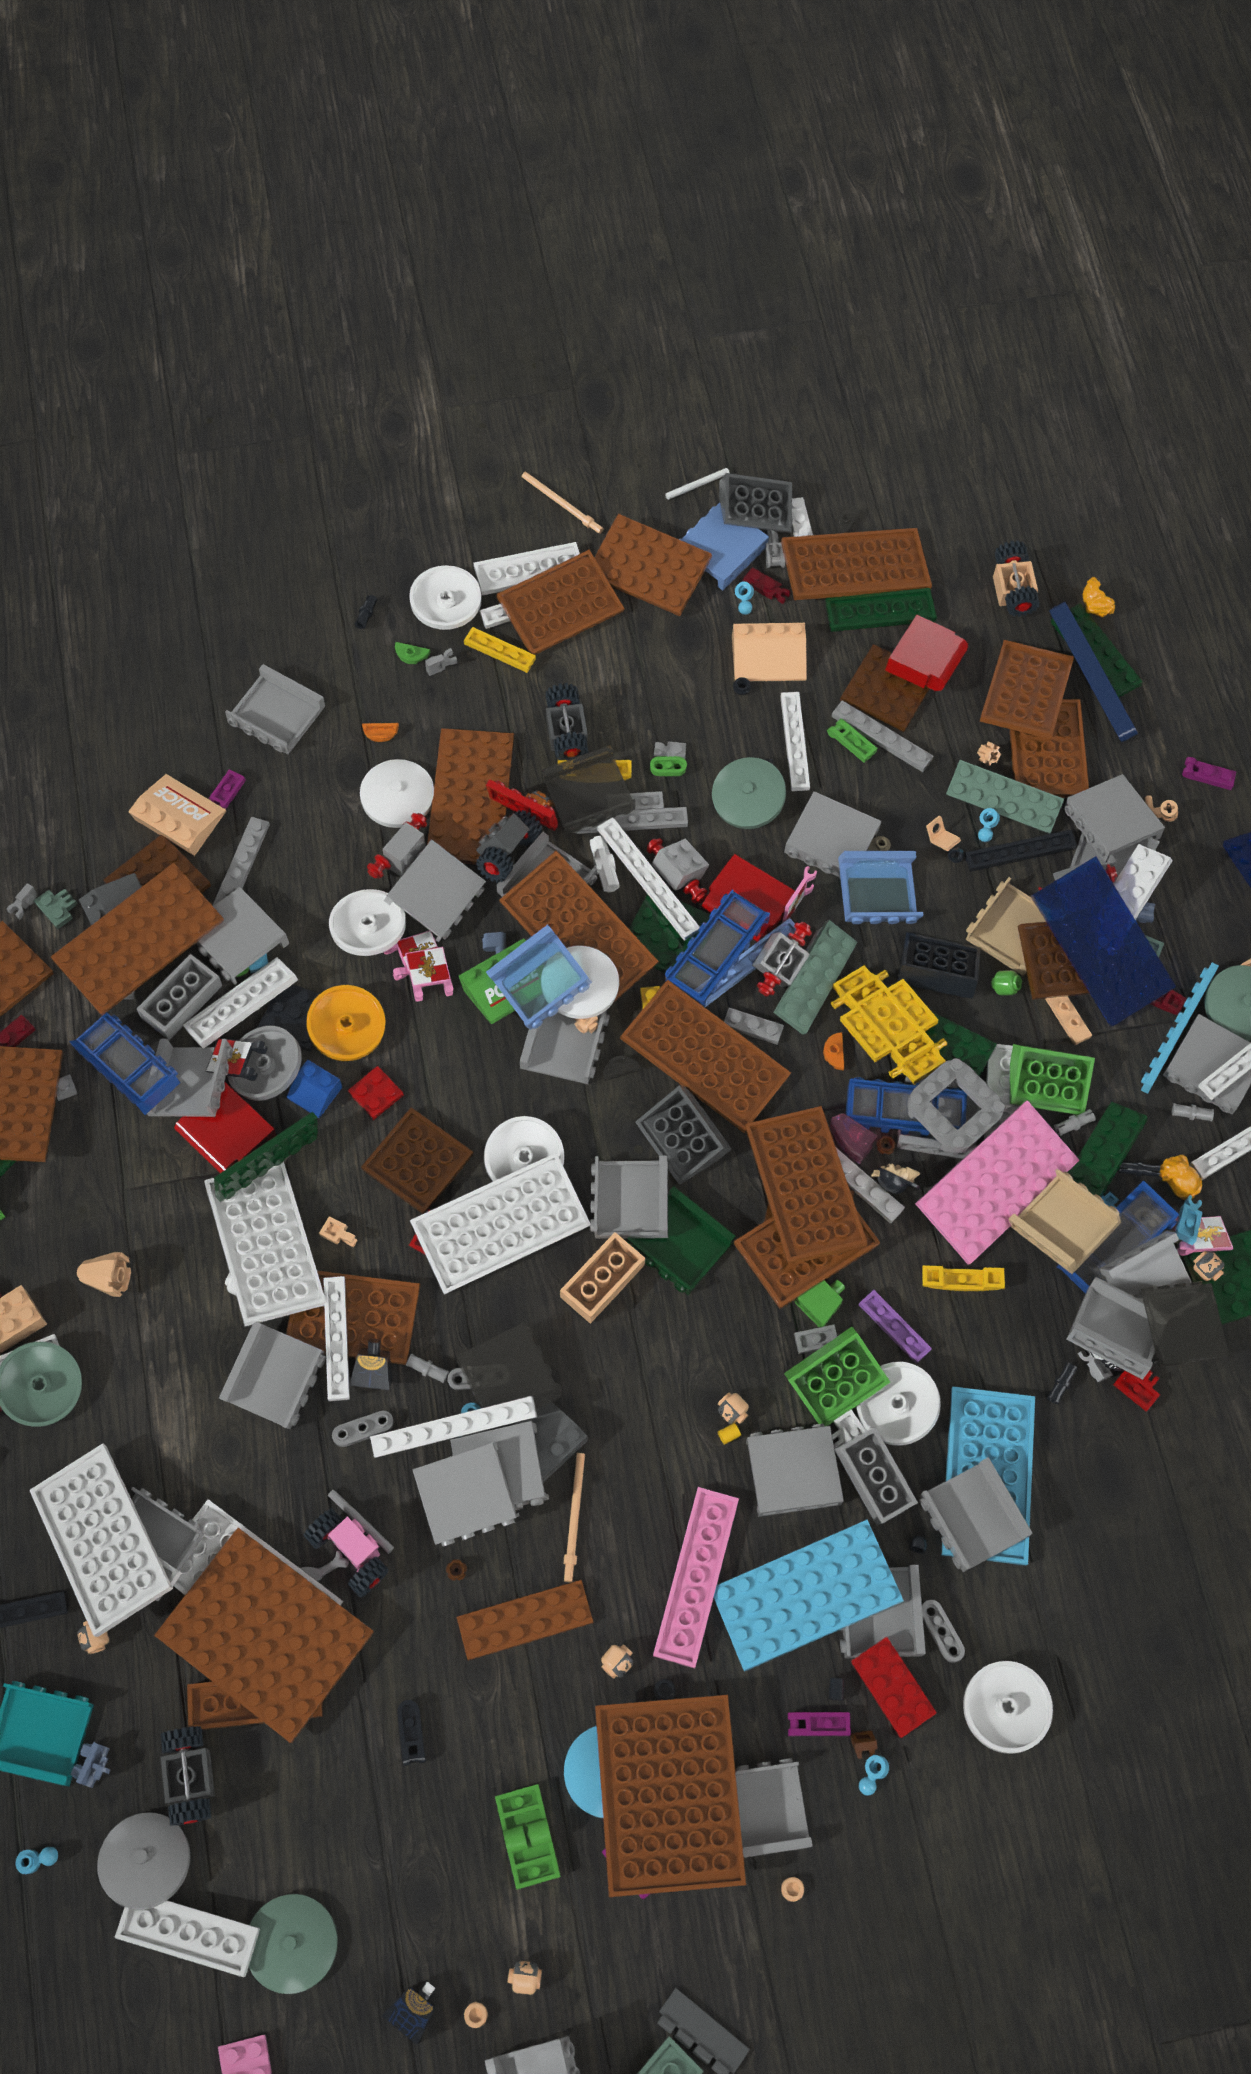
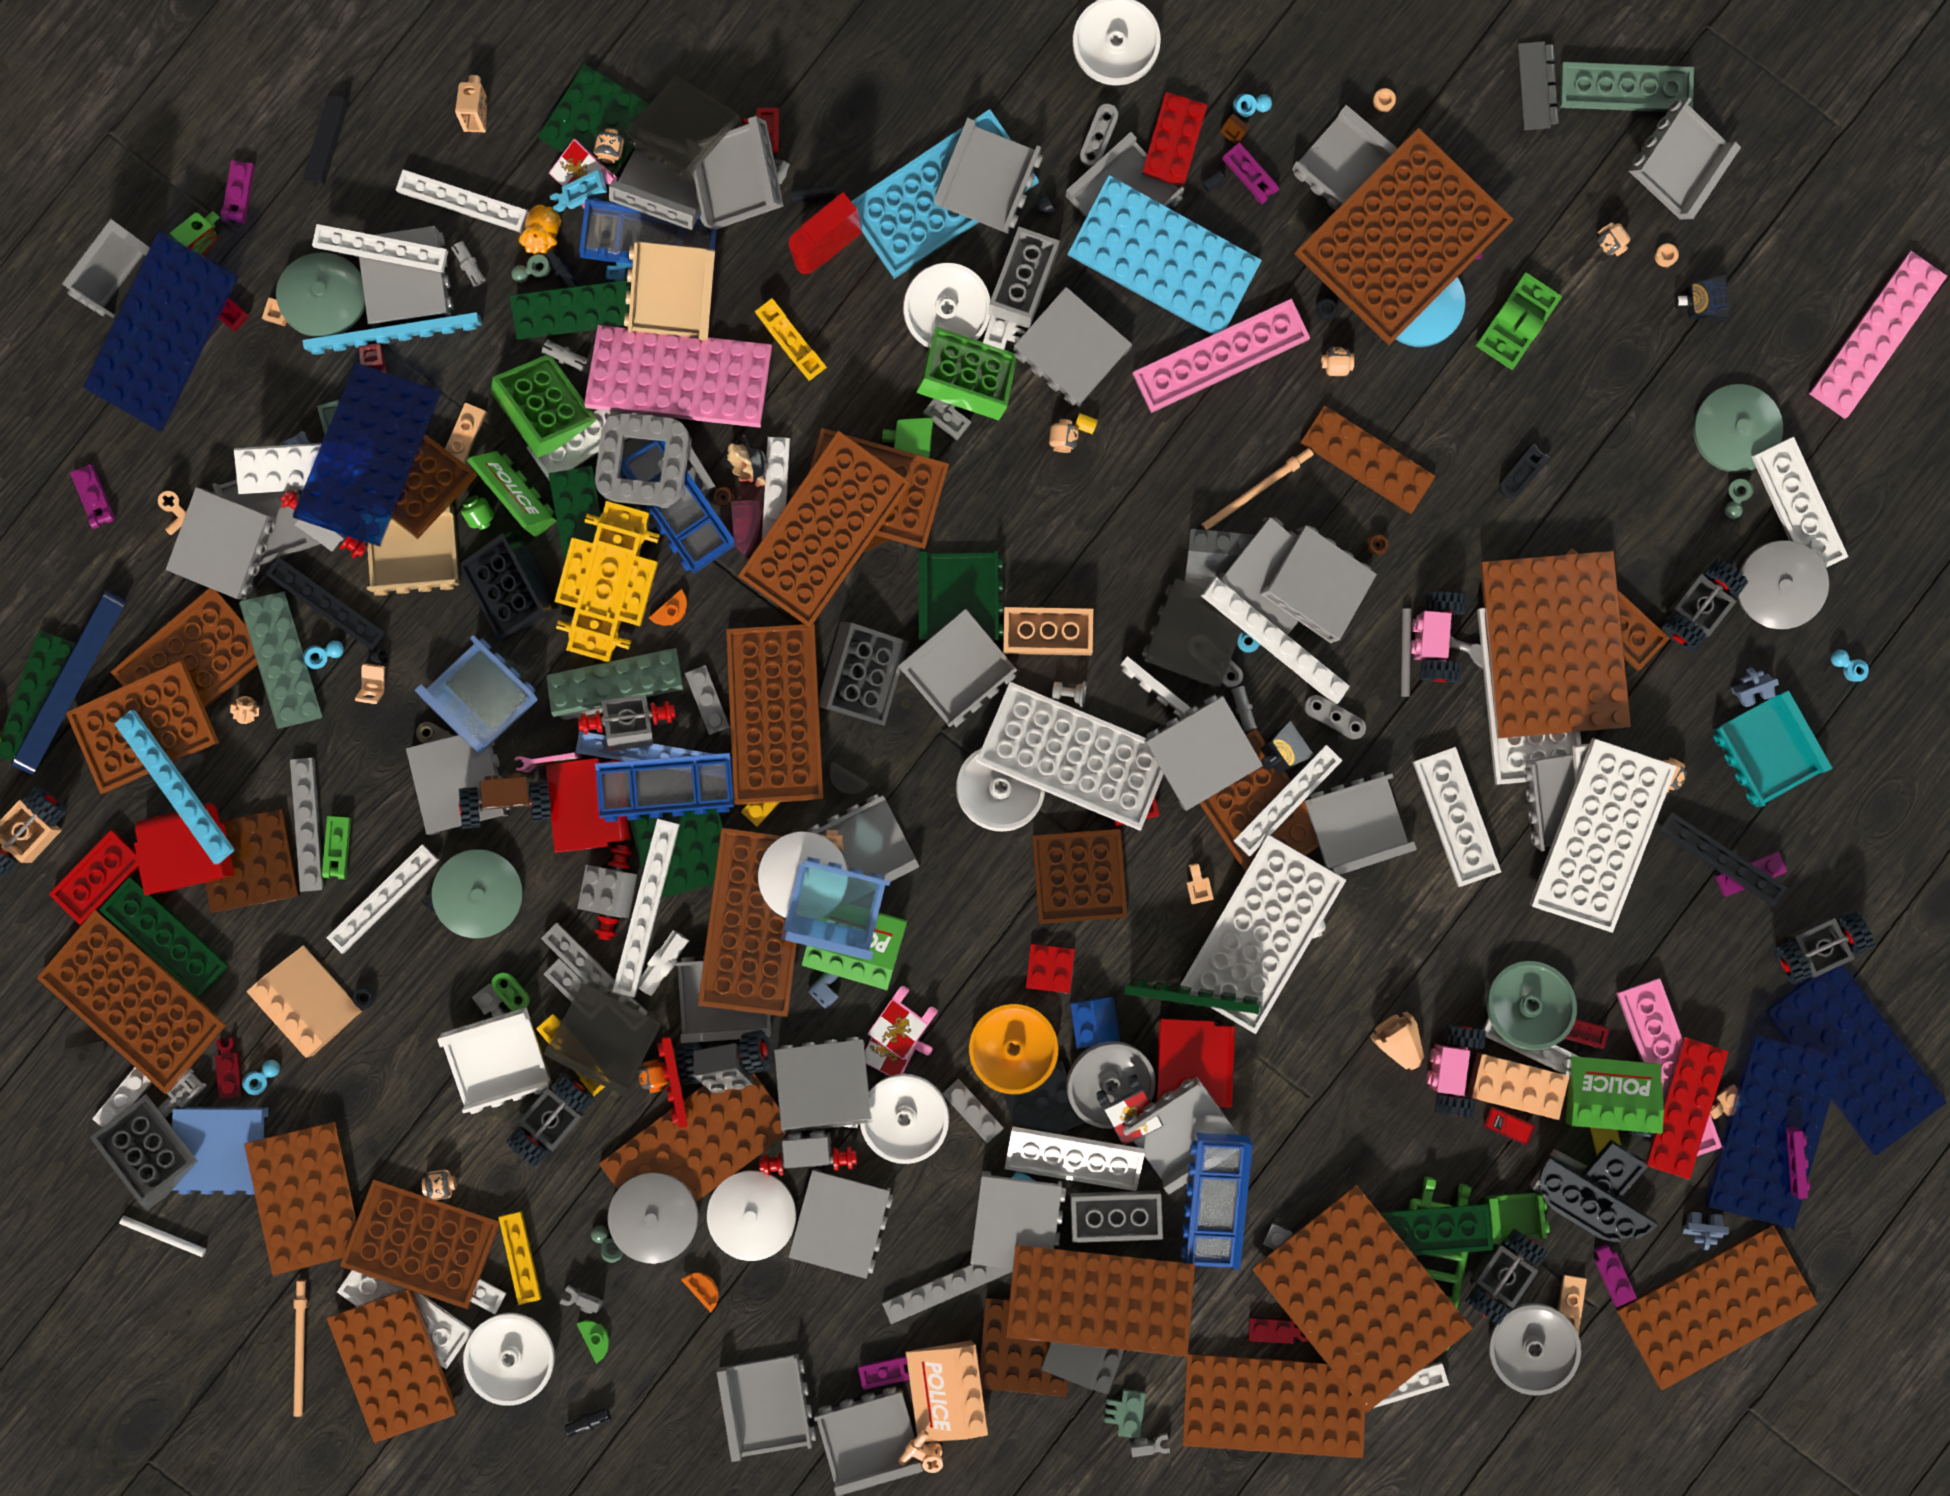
camera: 125 degrees left, 20 degrees up
(56, 1289) = (1451, 1068): none -> brick
(154, 772) = (926, 1452): none -> light nougat piece
(195, 750) = (867, 1440): none -> light grey panel
(214, 1451) = (1456, 817): none -> white plate
(234, 1880) = (1734, 508): none -> sand green plate
(332, 970) = (972, 1110): none -> light grey plate
(339, 834) = (840, 1224): none -> light grey panel
(423, 1305) = (1203, 751): none -> light grey panel
(450, 735) = (653, 1217): none -> light grey dish
(467, 1324) = (1149, 683): none -> white plate
(469, 702) = (600, 1235): none -> sand green plate
(503, 538) = (392, 1365): none -> dark orange plate
(540, 1263) = (1078, 693): none -> light grey piece
(586, 640) = (438, 1184): none -> head
(633, 724) = (496, 1060): none -> white panel
(798, 847) = (504, 794): none -> brick
(895, 1326) = (881, 363): medium lavender plate -> none
(952, 600) = (96, 877): none -> red plate
(971, 673) = (174, 787): none -> medium azure plate
(1002, 1009) = (513, 492): none -> bright green slope
(1022, 1352) = (825, 234): none -> red piece
(1157, 1140) = (521, 273): none -> sand green plate

